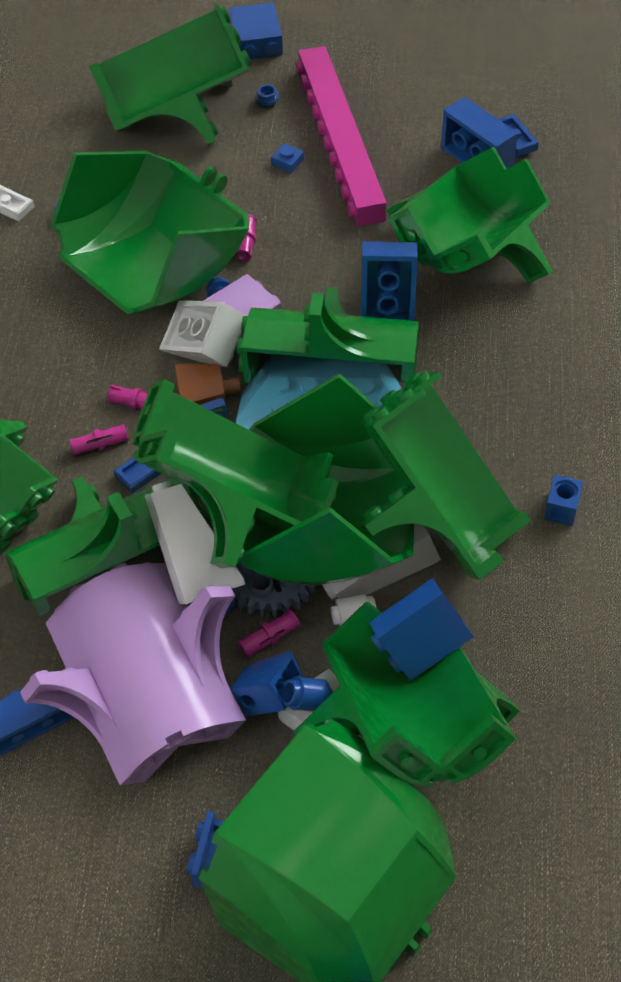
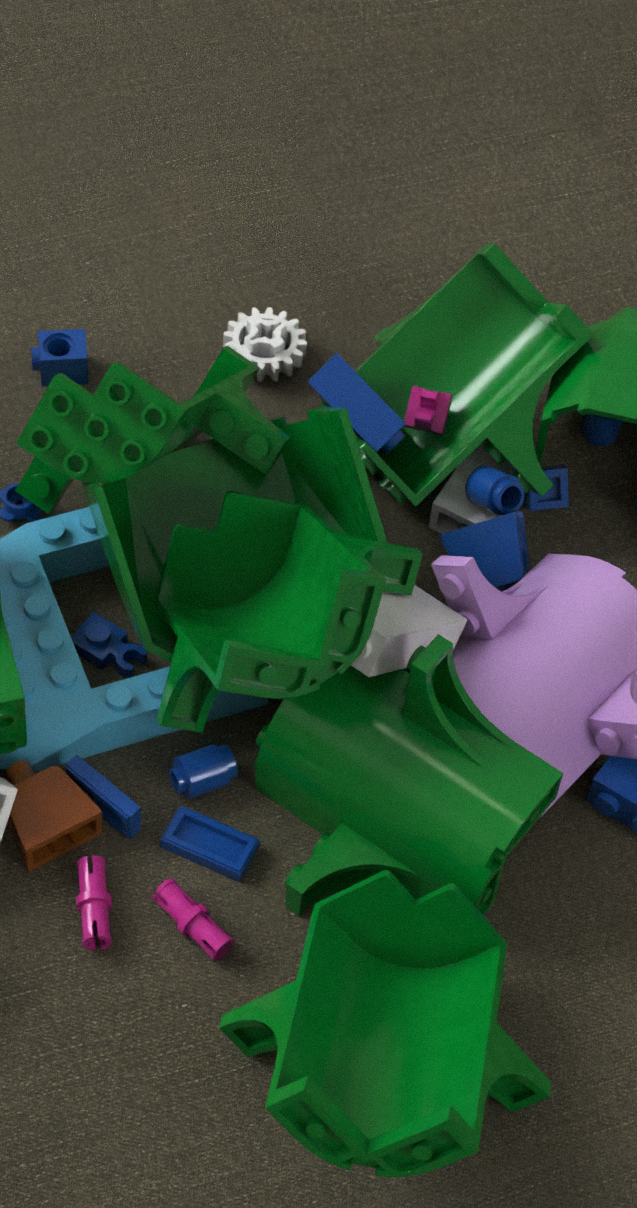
camera: 120 degrees left, 0 degrees up
(404, 683) = (428, 410): none -> dark pink tile
(533, 632) = (266, 340): none -> white gear

